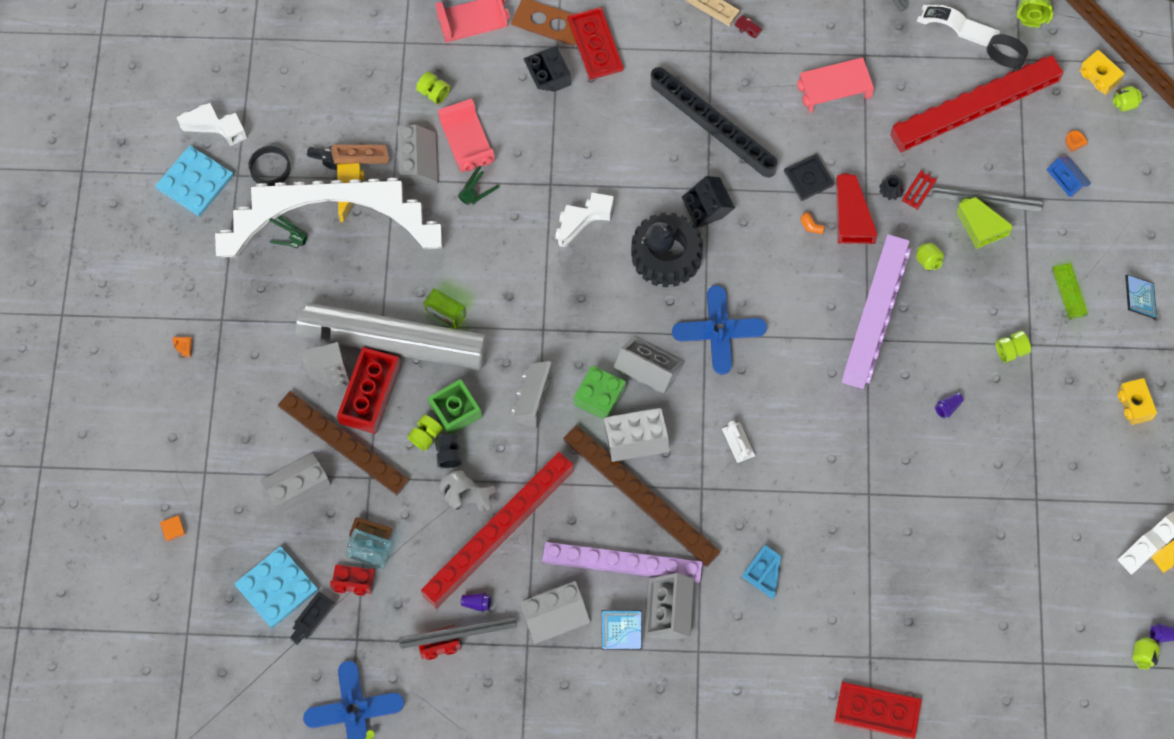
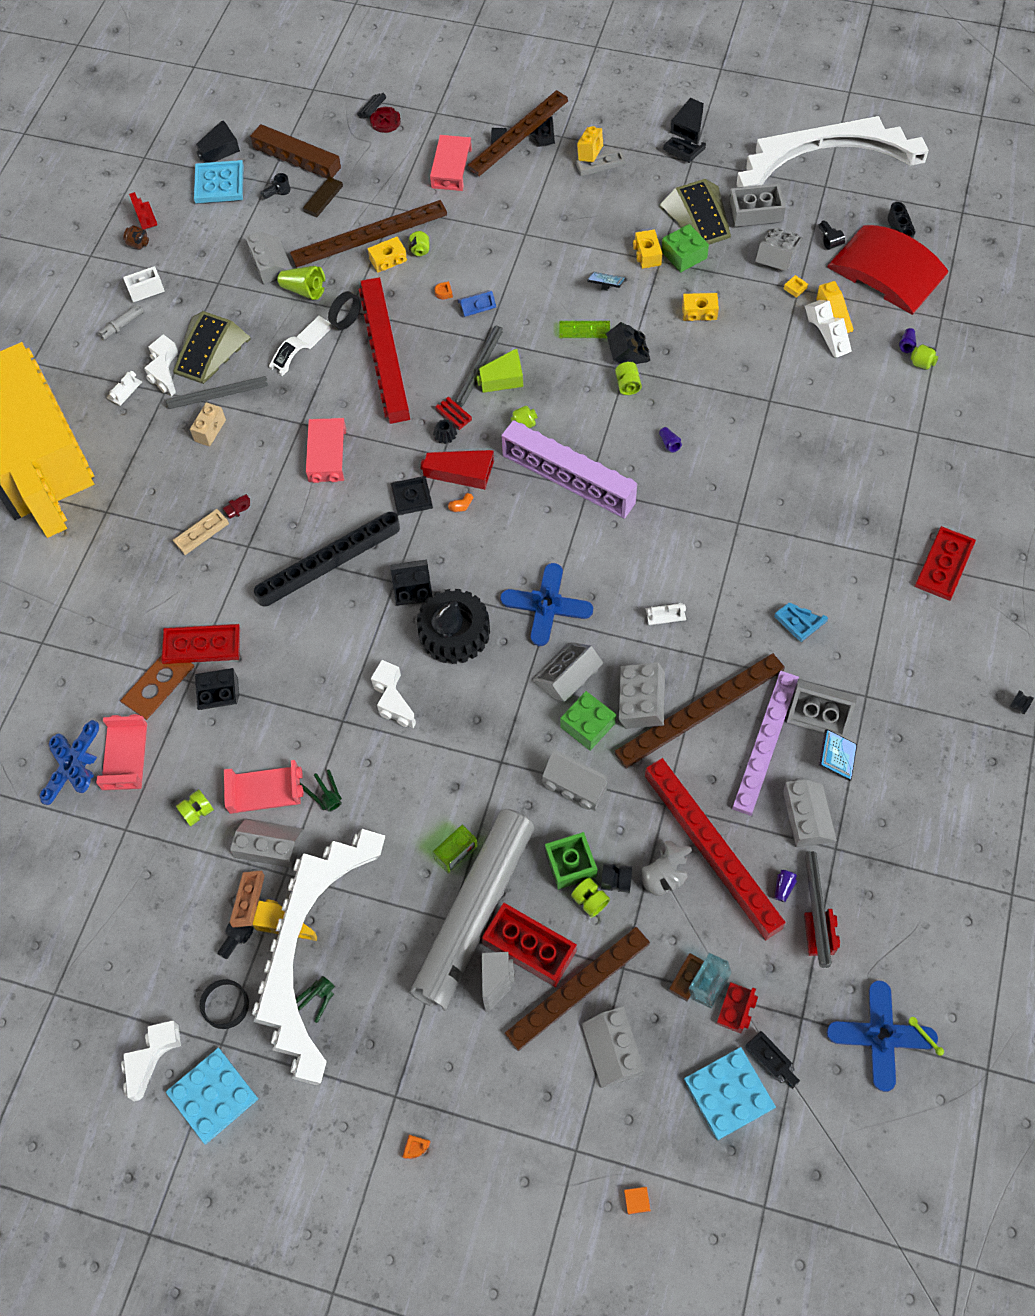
camera: 75 degrees left, 5 degrees down
(1058, 338) = (627, 344): none -> black slope

